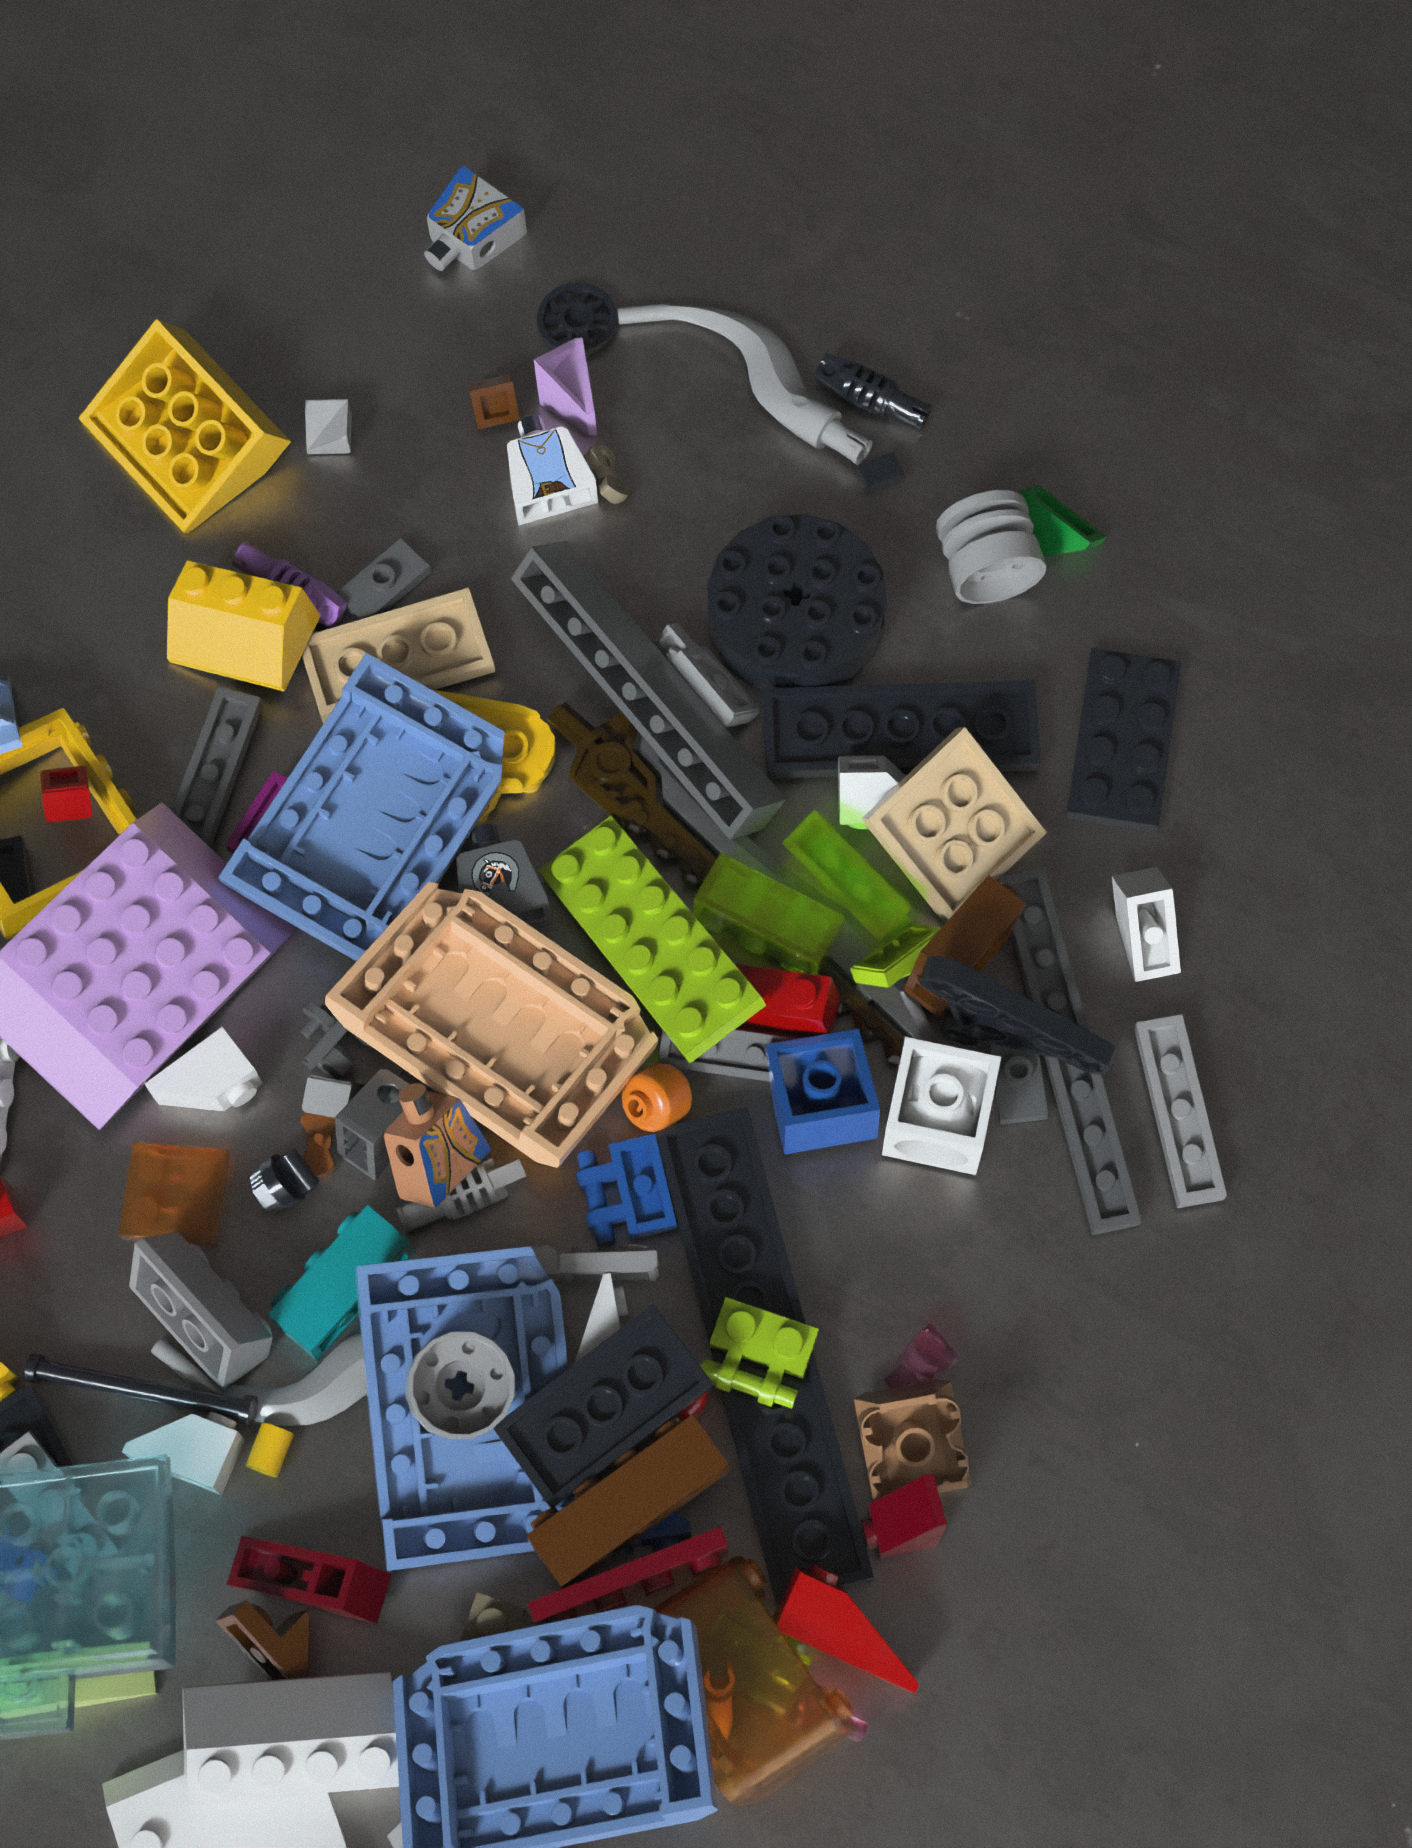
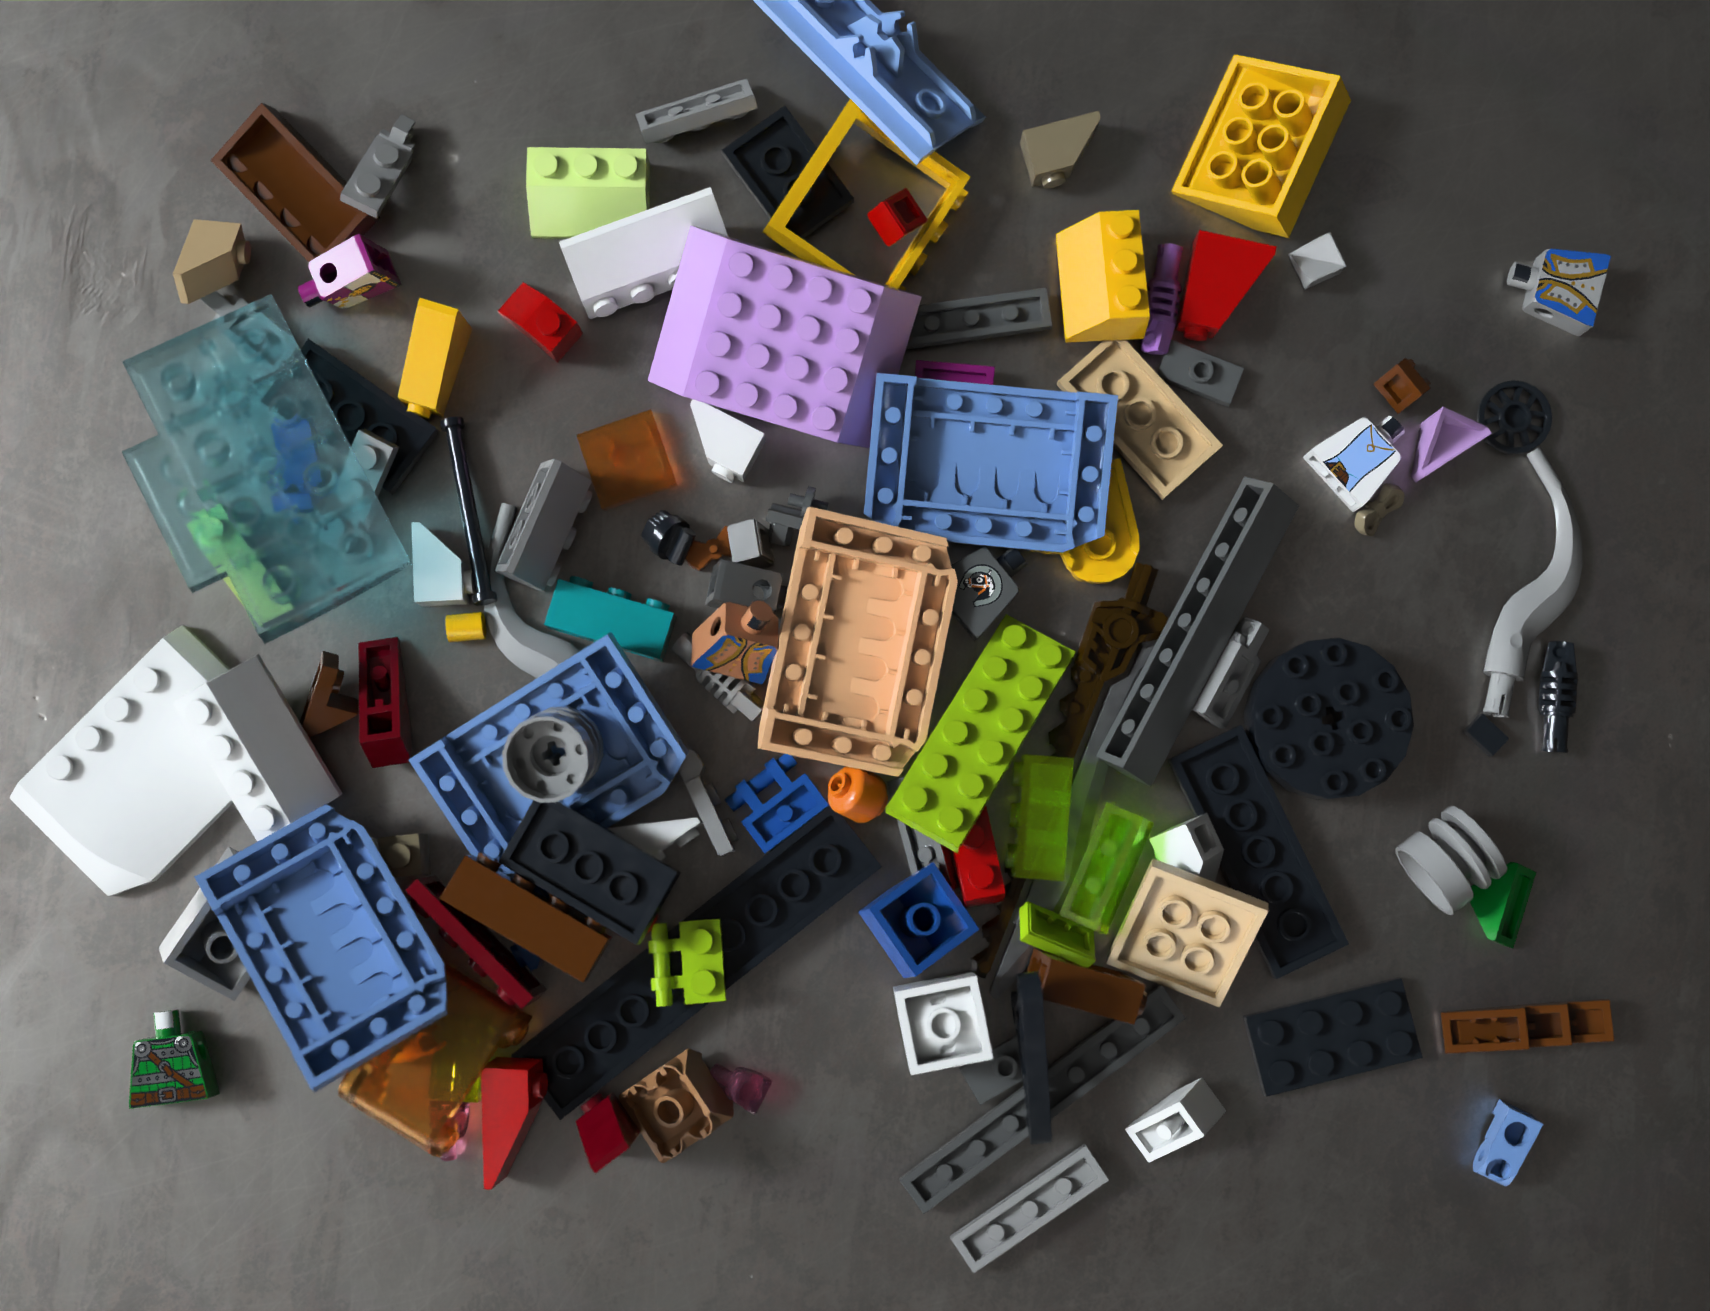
camera: 60 degrees right, 15 degrees up
(80, 619) = (1056, 148): none -> dark tan slope
(298, 523) = (1217, 280): none -> red slope
(1189, 553) = (1527, 1026): none -> reddish brown slope
(1300, 619) = (1506, 1143): none -> medium blue leg

